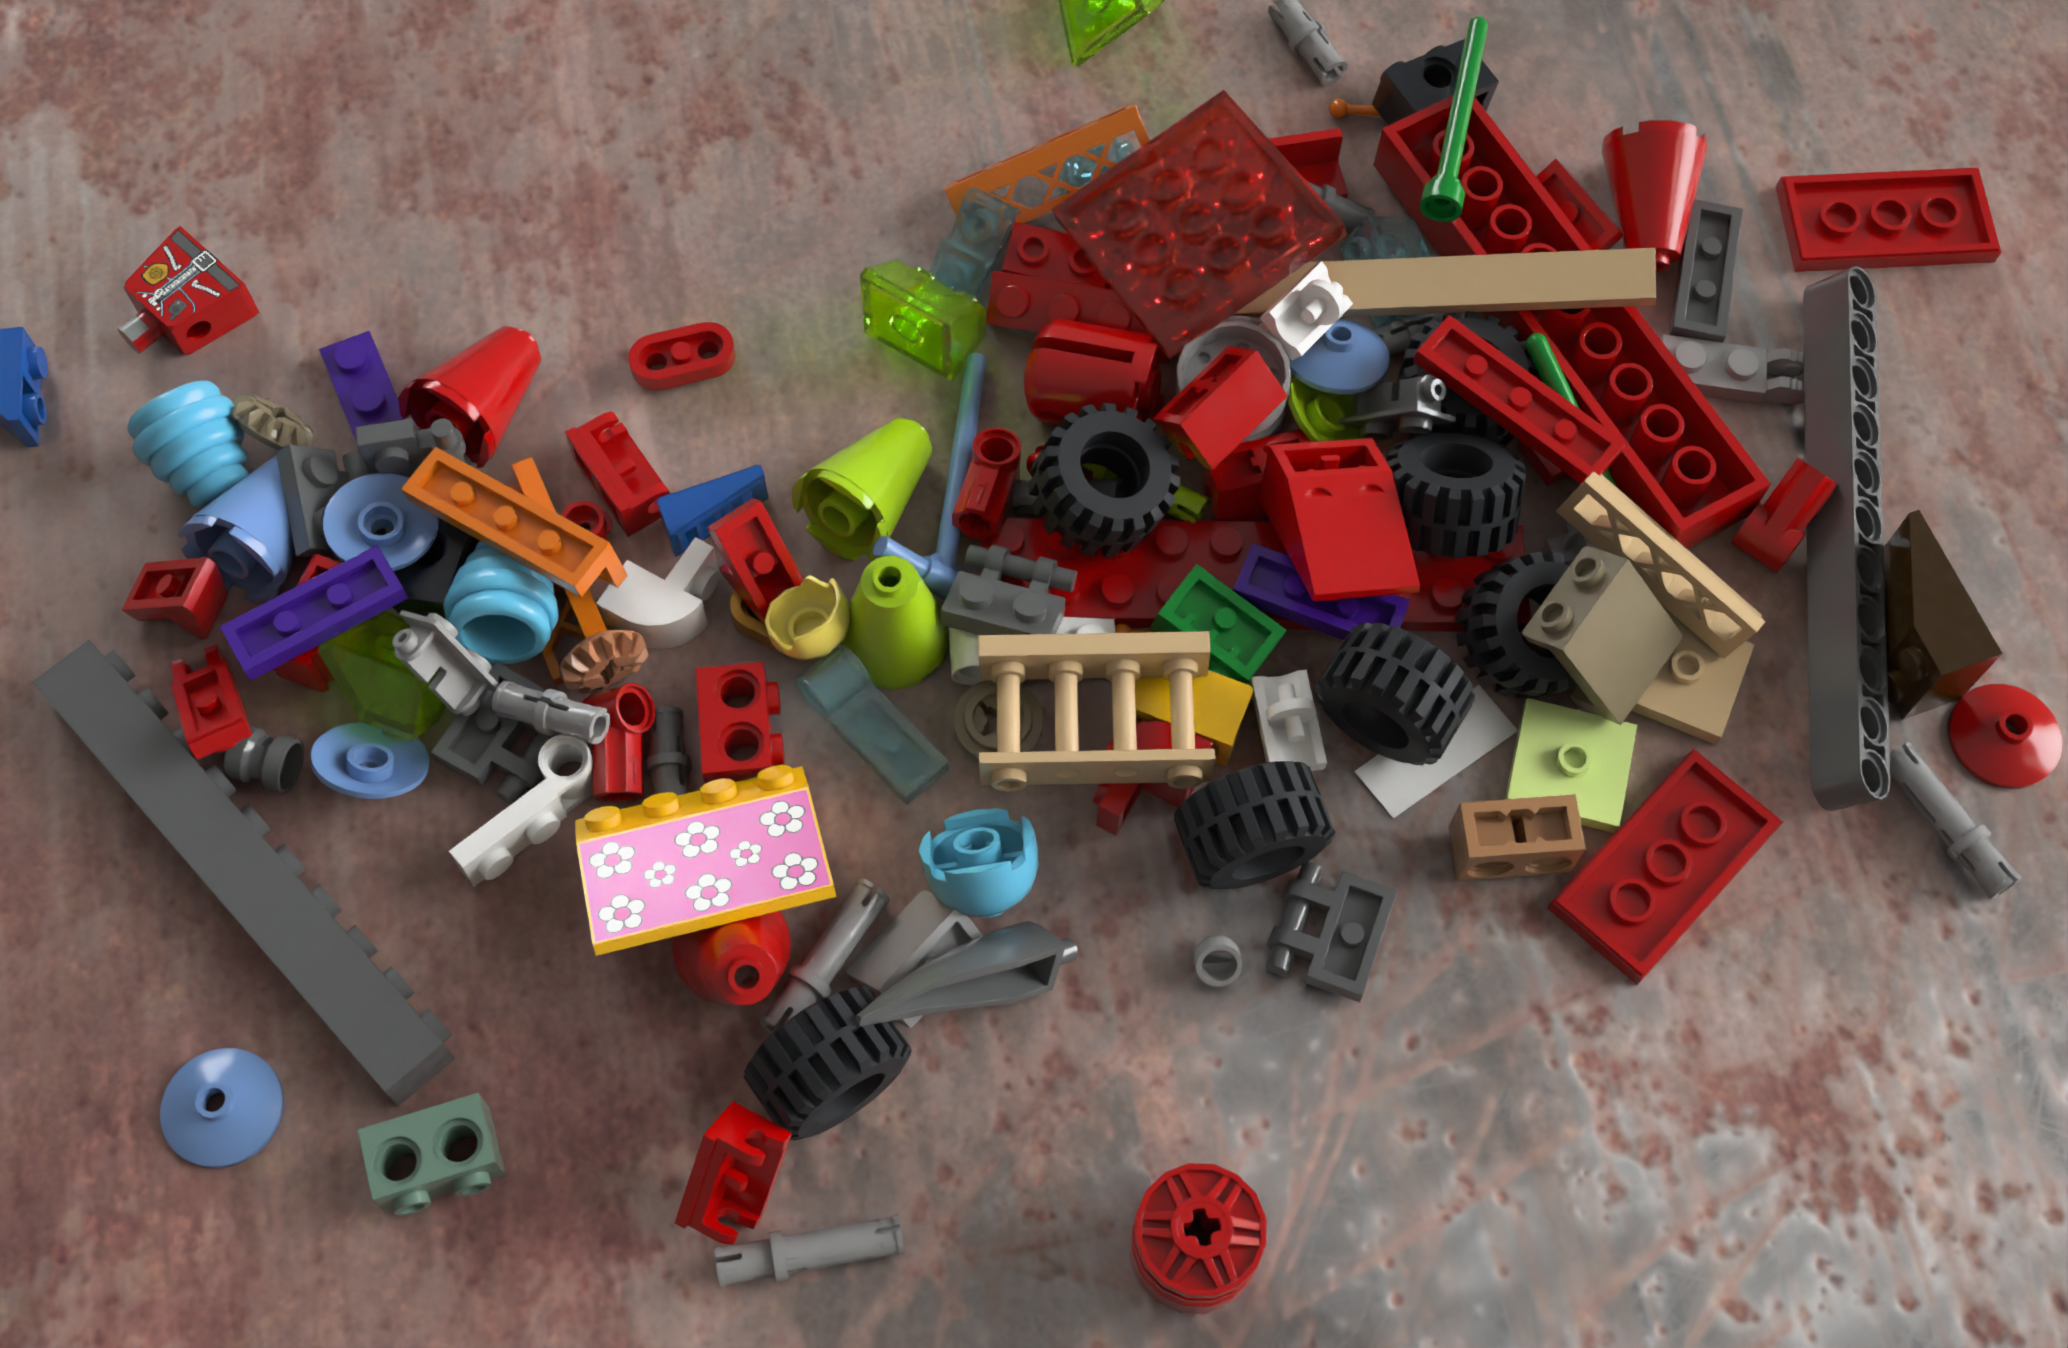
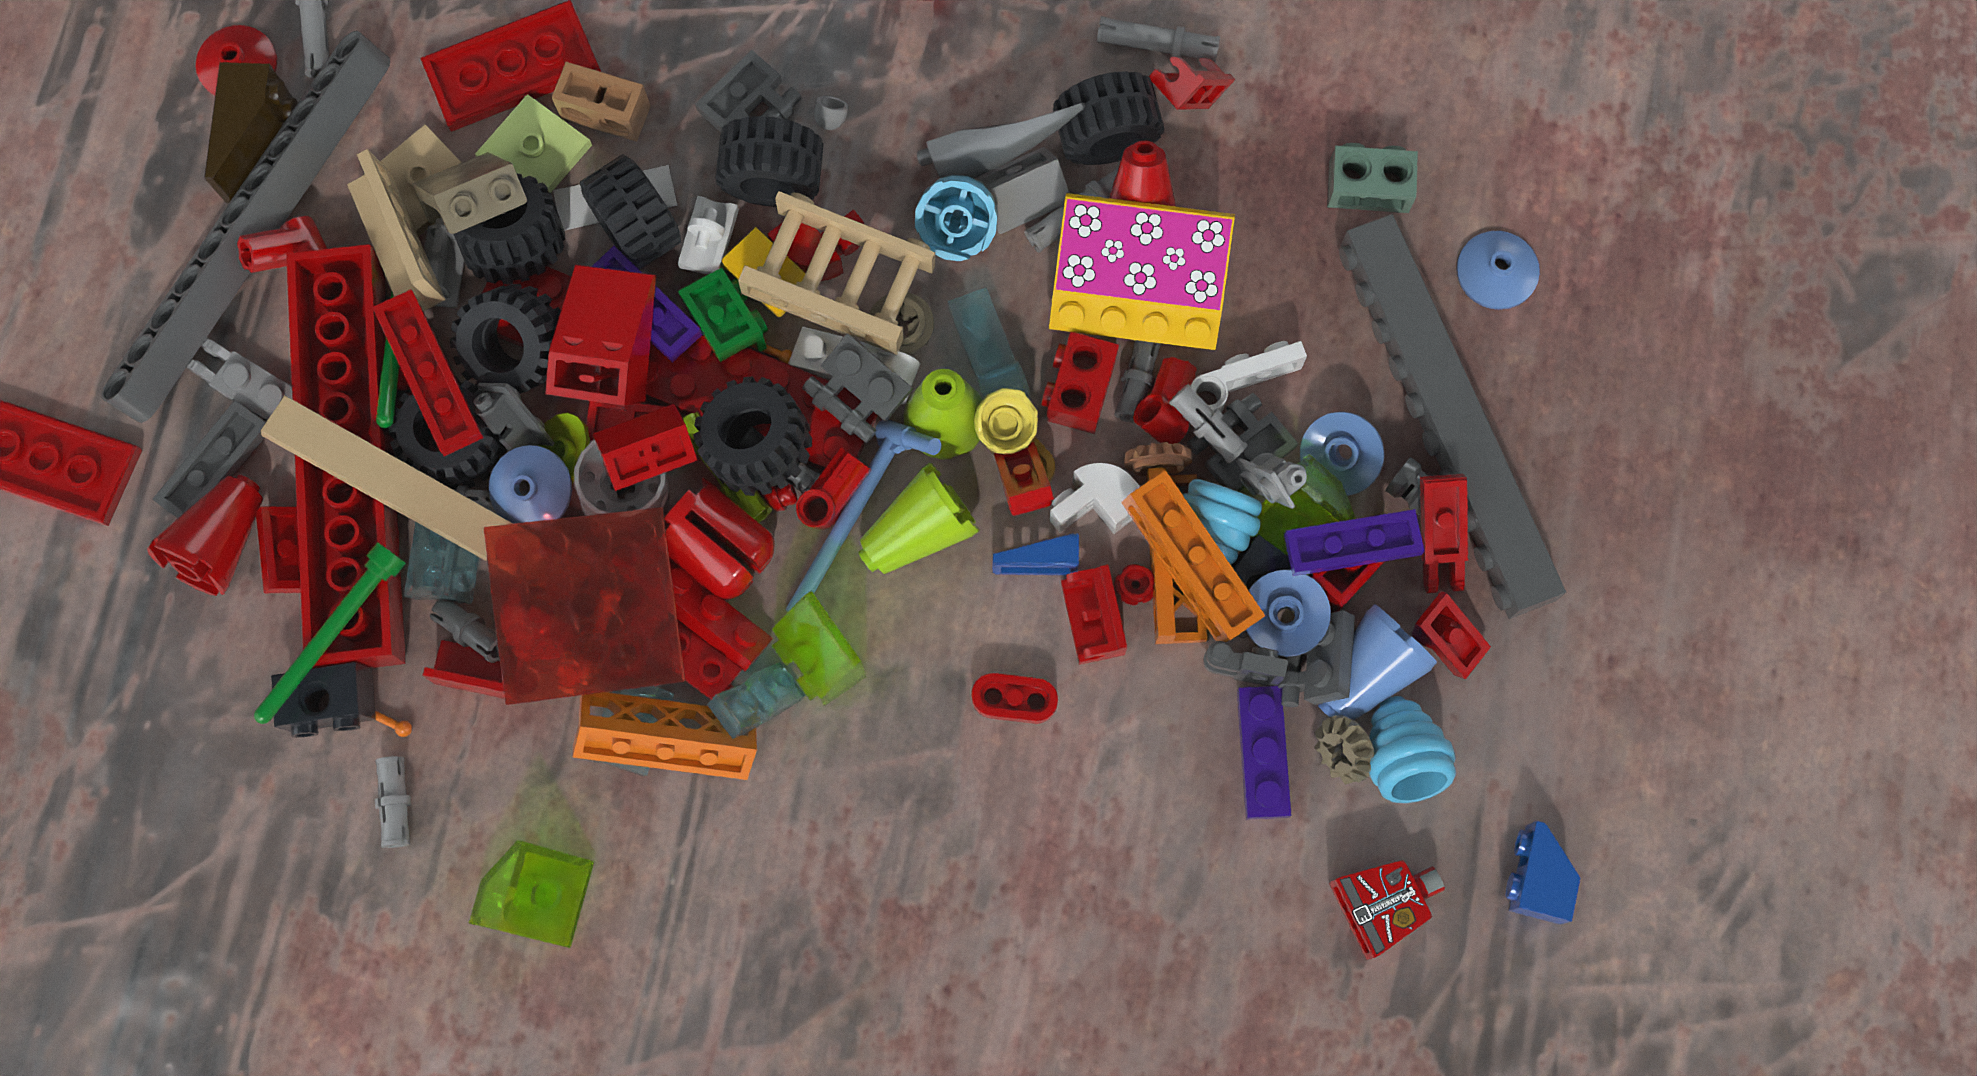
camera: 155 degrees left, 10 degrees up
(476, 390) = (1180, 716): red cone -> none
(1305, 311) = (543, 500): white hips -> none

